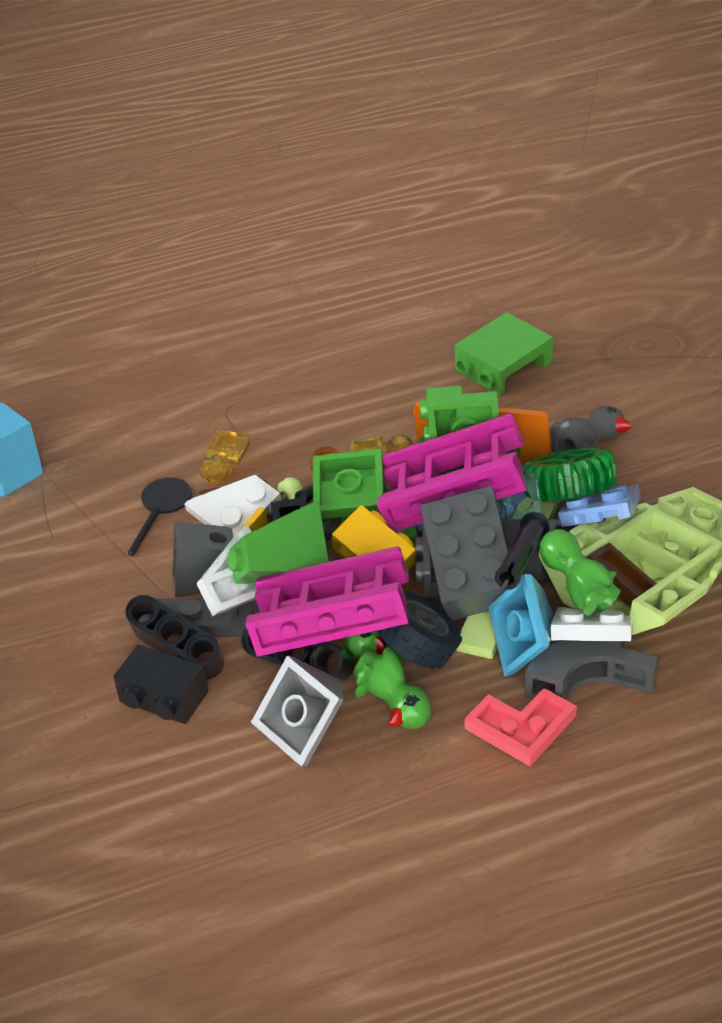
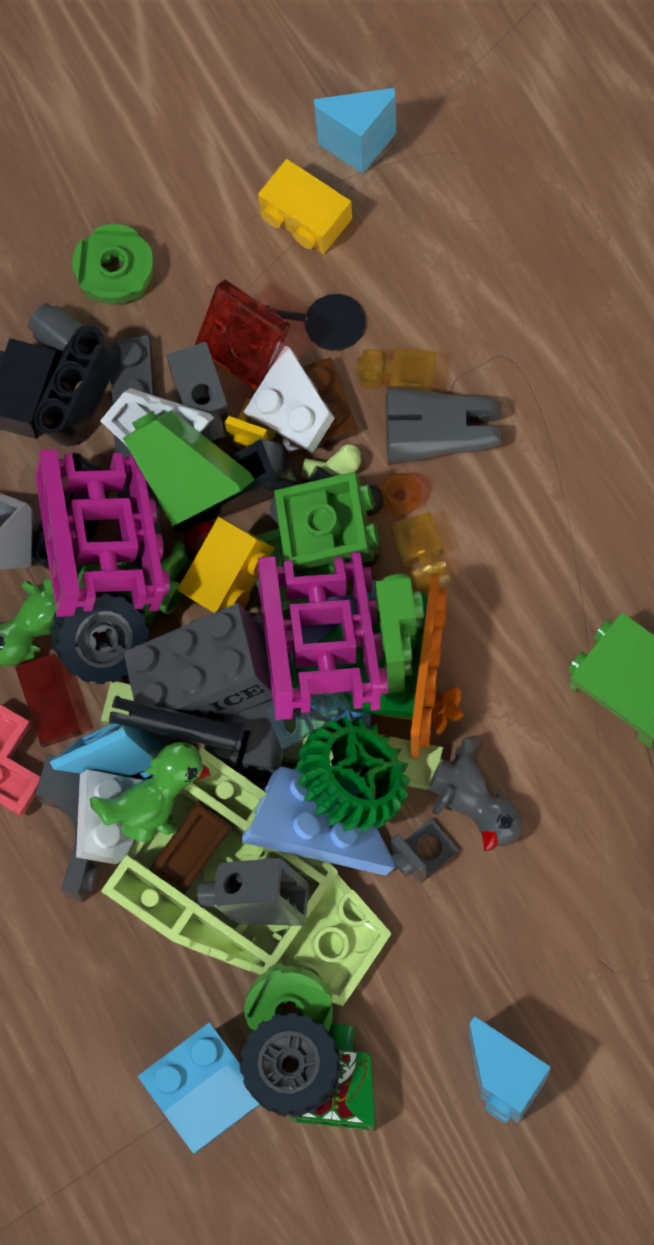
camera: 85 degrees right, 30 degrees up
(61, 494) = (304, 207): none -> yellow brick
(67, 634) = (125, 283): none -> bright green plate
(110, 654) = (53, 327): none -> dark grey brick
(147, 523) = (250, 331): none -> clear red plate
(275, 441) = (437, 424): none -> dark grey piece
(464, 690) = (48, 700): none -> clear red plate
(634, 466) = (409, 861): none -> dark grey bracket
(667, 527) = (257, 893): none -> dark grey torso

